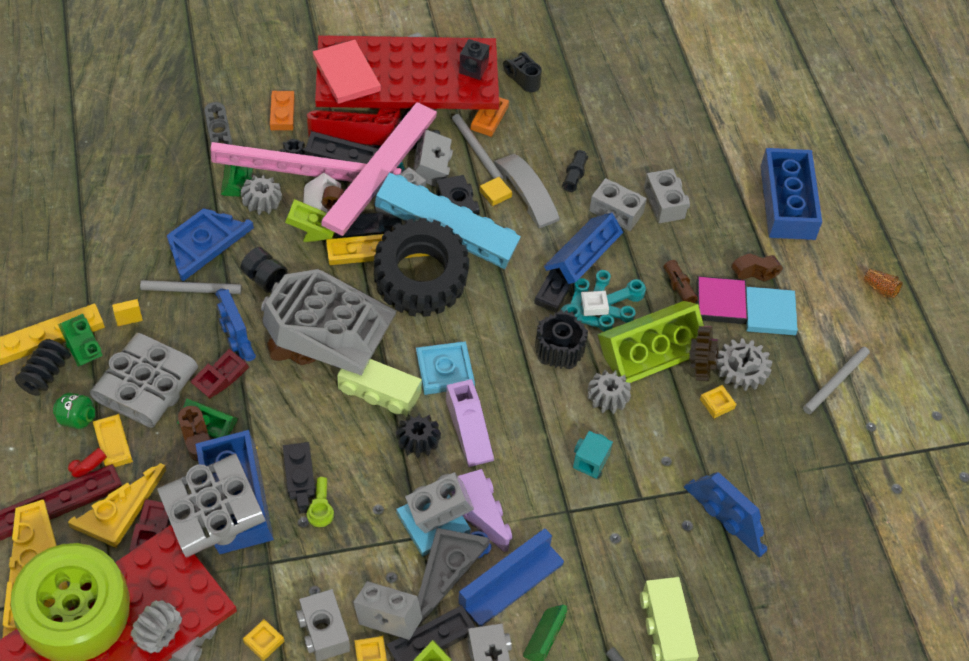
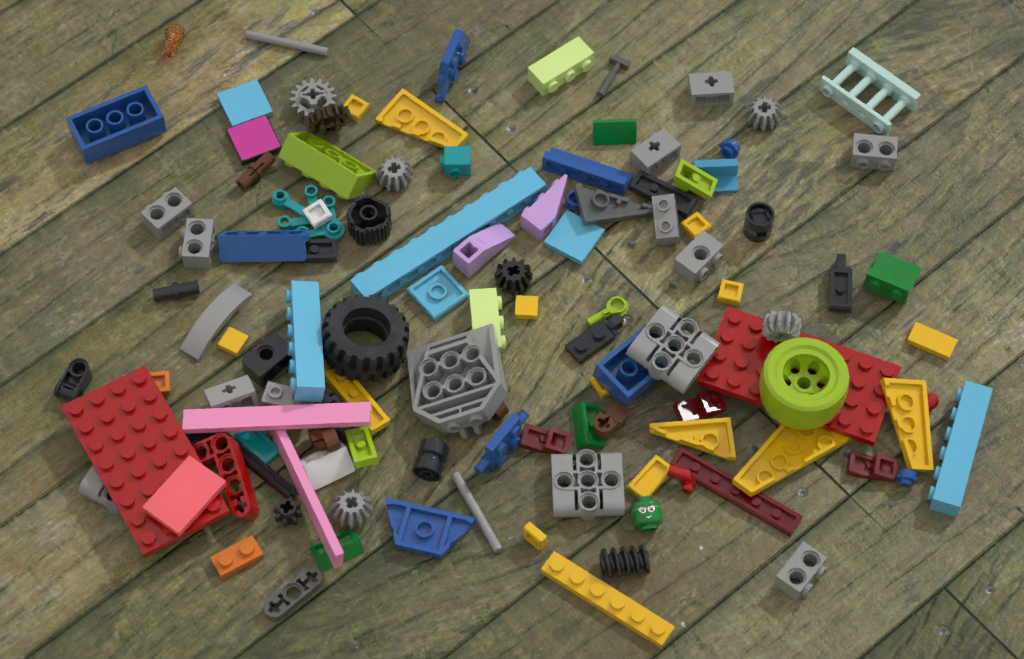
camera: 115 degrees left, 5 degrees up
(80, 340) = (586, 546): green hips -> none
(339, 149) = (270, 466): black plate -> none
(377, 433) = (526, 307): none -> yellow tile
(441, 509) = (572, 220): light grey brick -> none
(474, 59) = (114, 394): black brick -> none
(476, 146) = (193, 375): light grey bar -> none
(503, 409) = (439, 241): none -> medium azure brick
(674, 445) = (420, 121): none -> yellow wing
(756, 267) = (211, 131): reddish brown piece -> none

